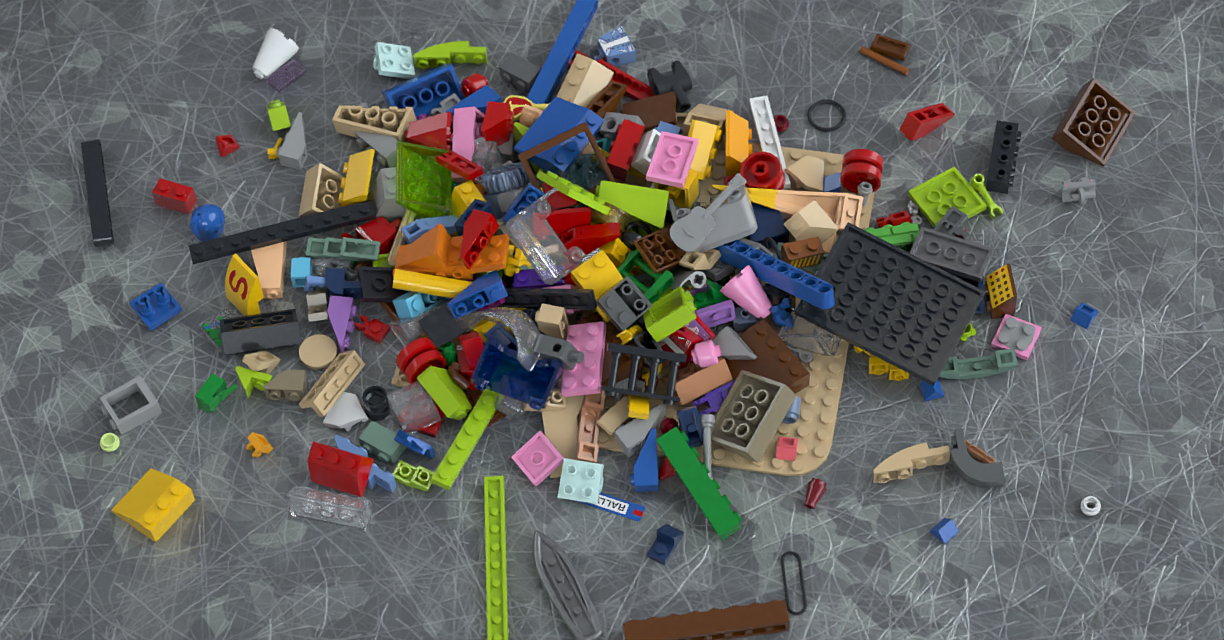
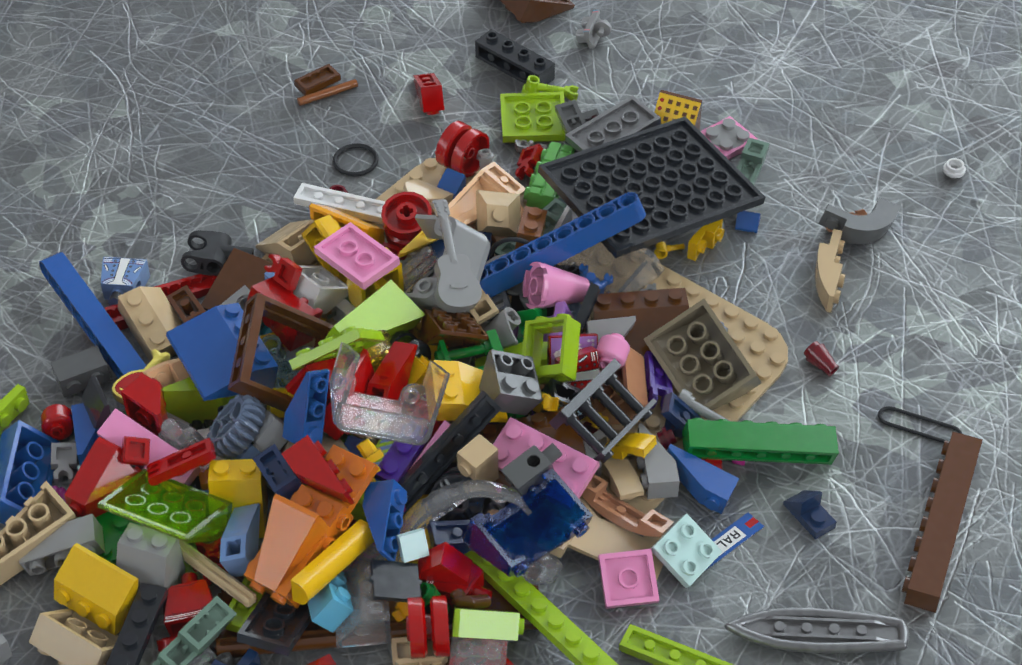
camera: 65 degrees left, 10 degrees down
(453, 137) = (135, 451): none -> red tile
(469, 320) = (413, 545): none -> light aqua tile
(494, 96) = (95, 403): none -> black slope
(644, 131) = (286, 271): none -> red plate
(743, 320) = (587, 305): none -> black tile
(786, 448) = (756, 354): coral slope -> none
(945, 530) = (921, 280): slope -> none
(1084, 315) = (734, 86): blue slope -> none

